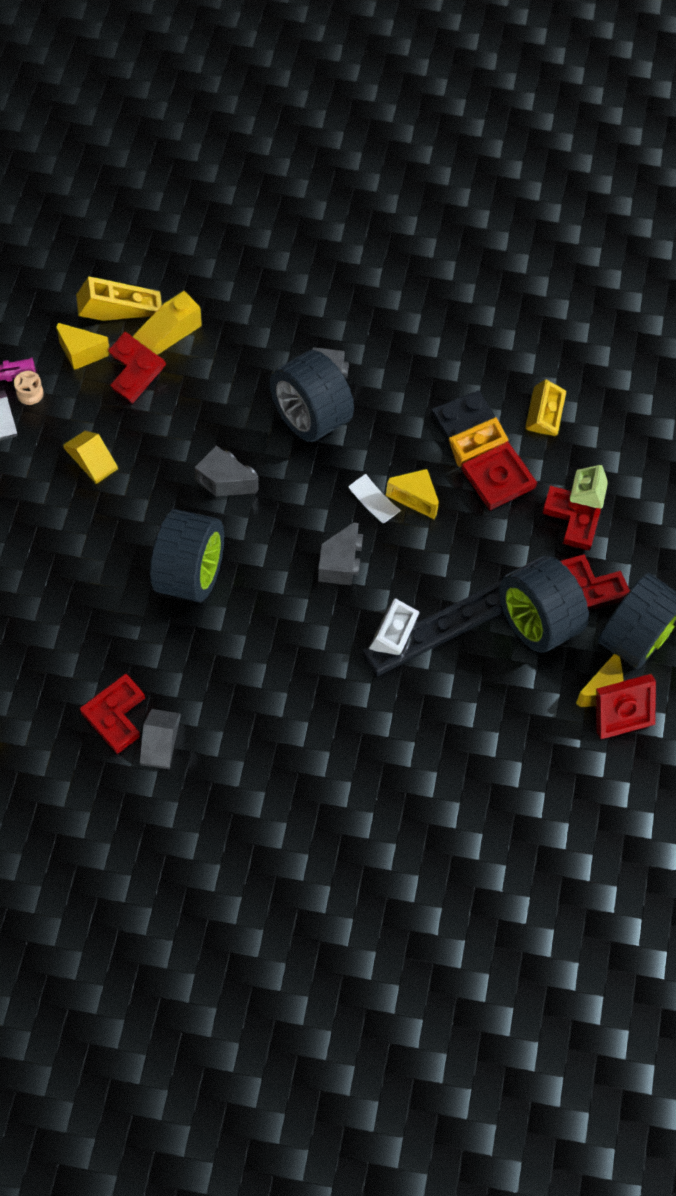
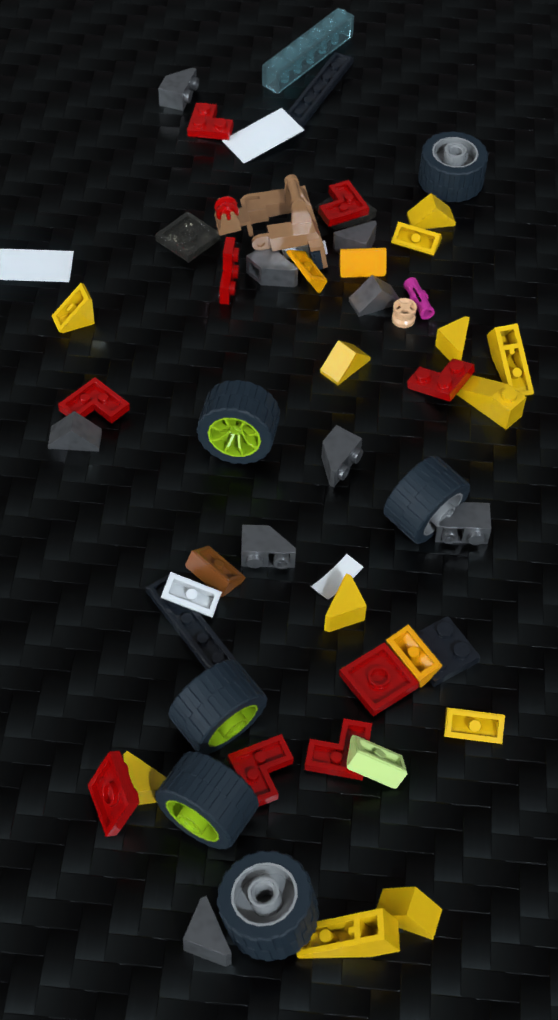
camera: 85 degrees right, 10 degrees down
(358, 608) = (214, 570): none -> dark orange slope

